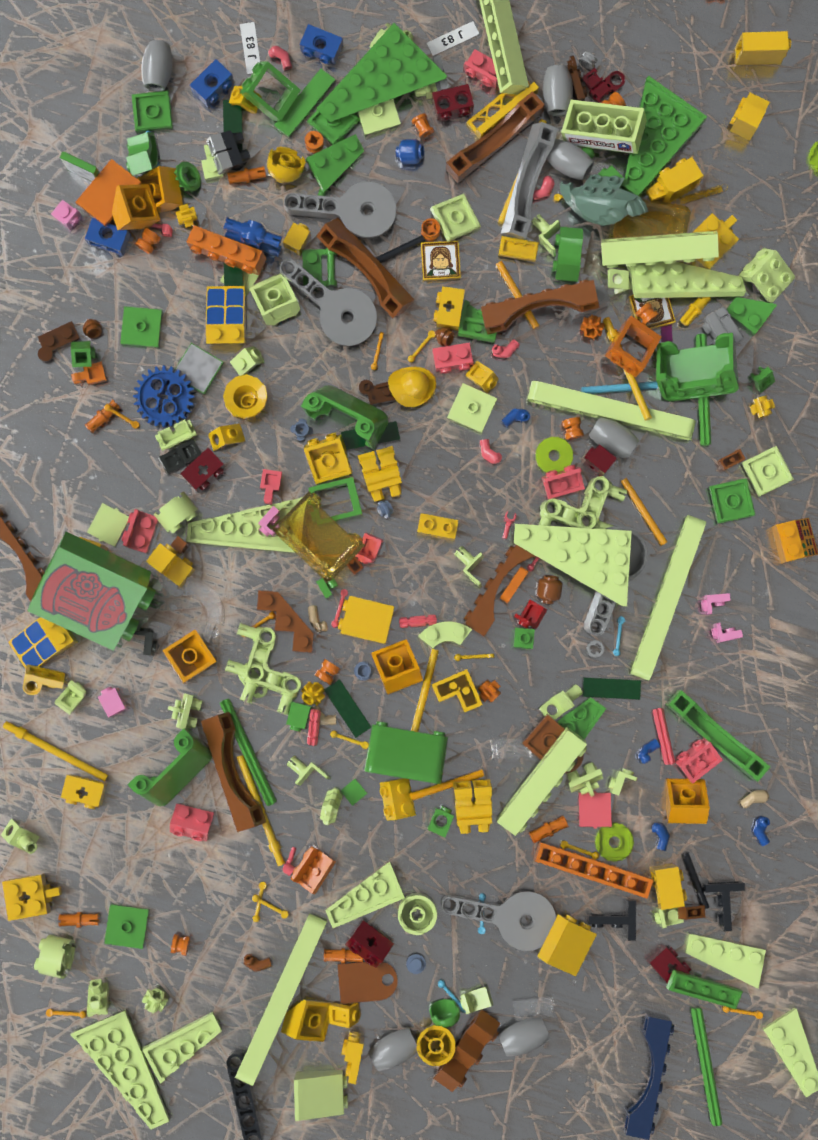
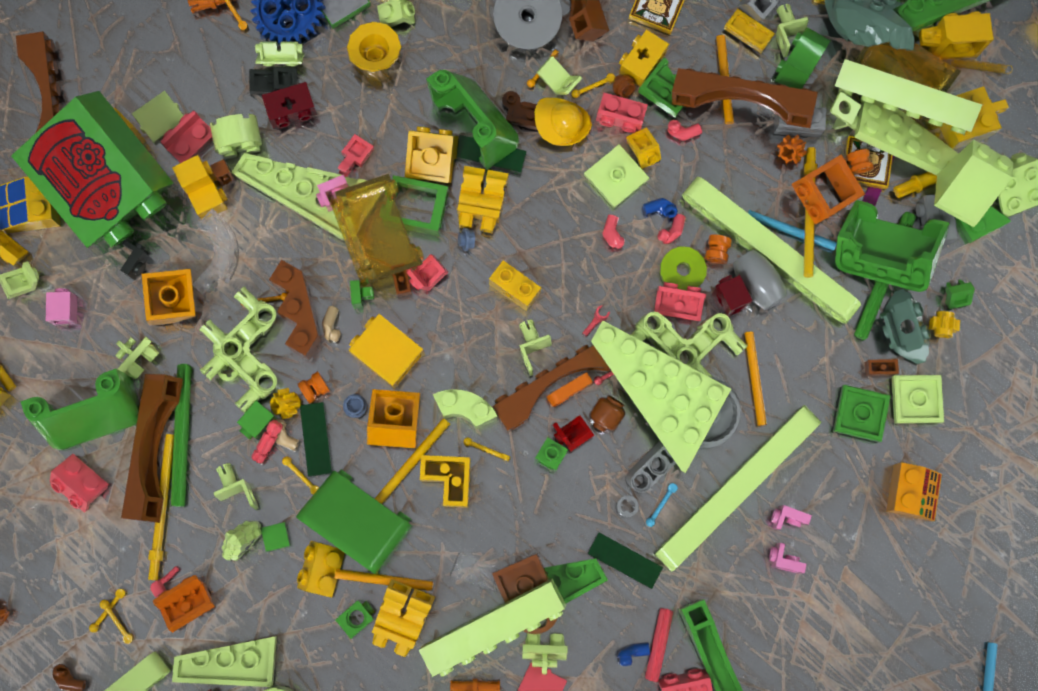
camera: 25 degrees right, 5 degrees down
(227, 435) = (334, 80): yellow bracket -> none
(306, 429) = (413, 108): sand blue plate -> none
(344, 593) = (375, 311): coral hinge -> none
(392, 353) = (557, 77): none -> yellowish green bracket
(416, 621) = (442, 379): coral axle -> none
(489, 690) = (484, 495): orange gear -> none
(532, 435) = (677, 228): none -> coral arm
(562, 701) = (561, 548): yellowish green bracket -> none
(617, 782) = (579, 672): yellowish green bracket -> none
(724, 410) = (913, 345): none -> sand green piece
(736, 294) = (972, 182): none -> yellowish green slope

